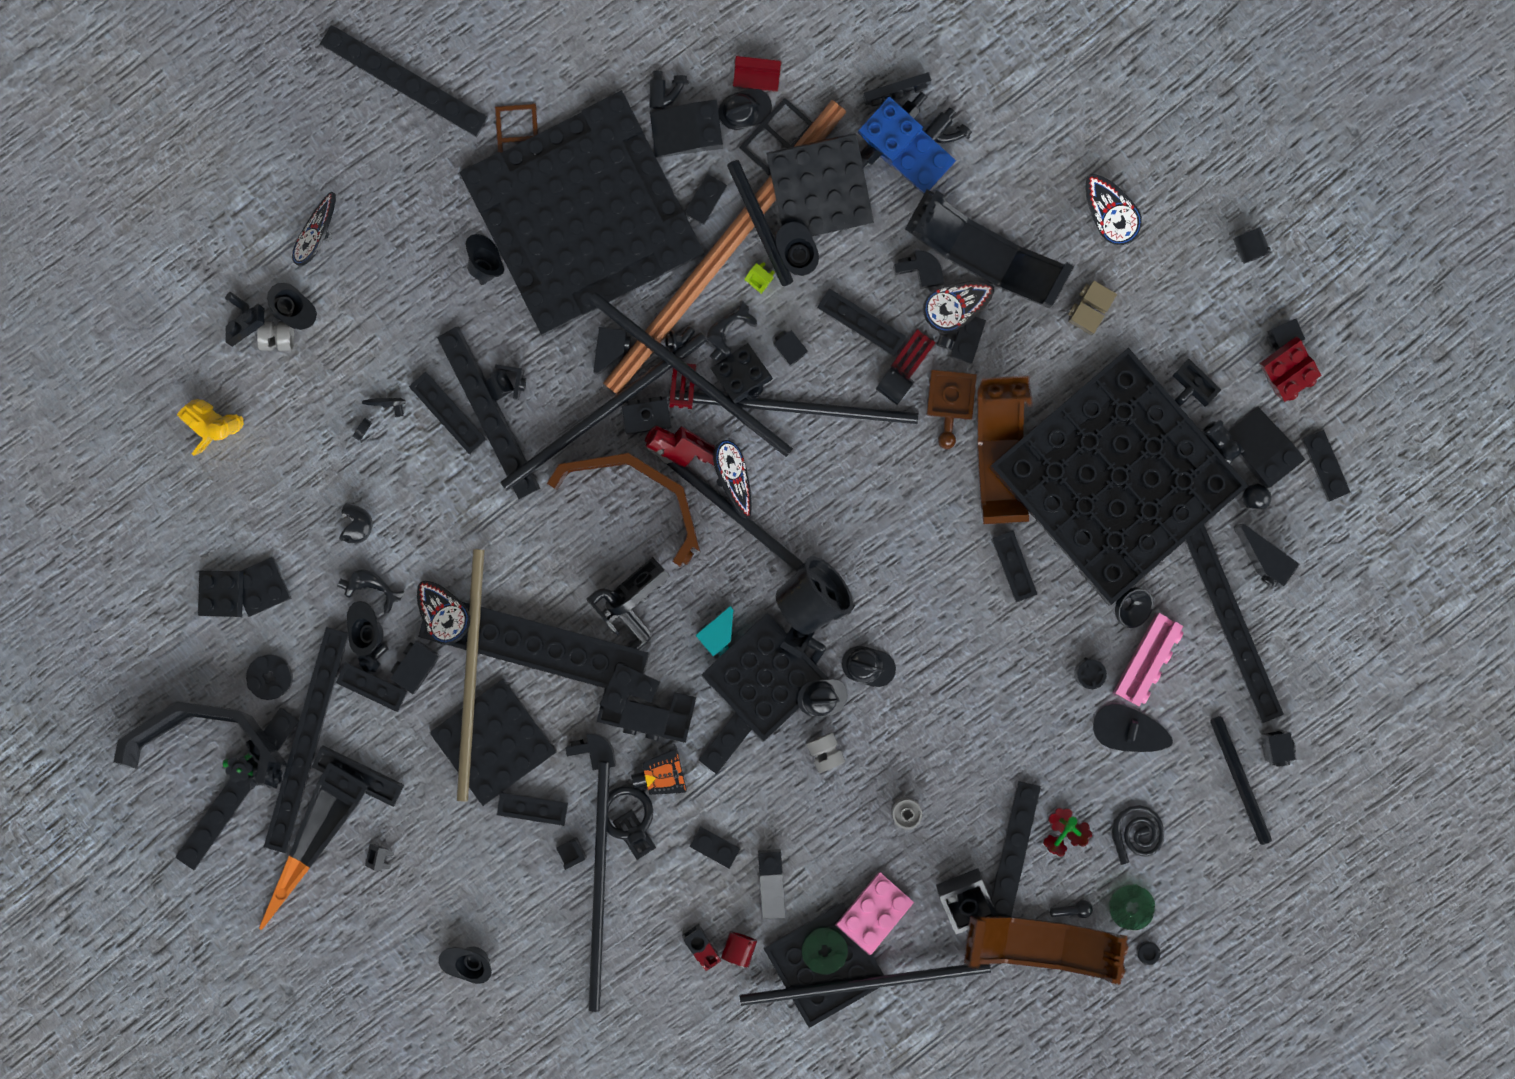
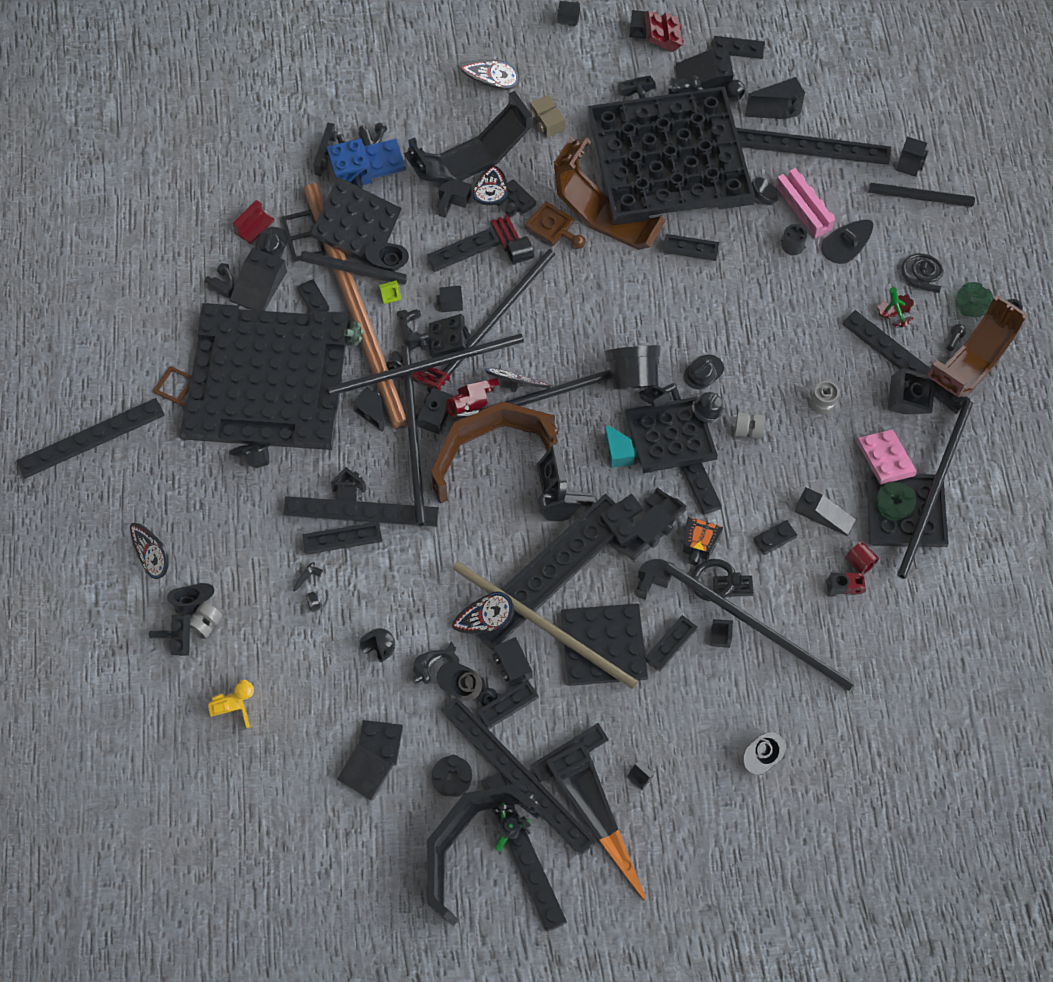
camera: 60 degrees left, 25 degrees down
(684, 274) = (354, 333): none -> sand green plant

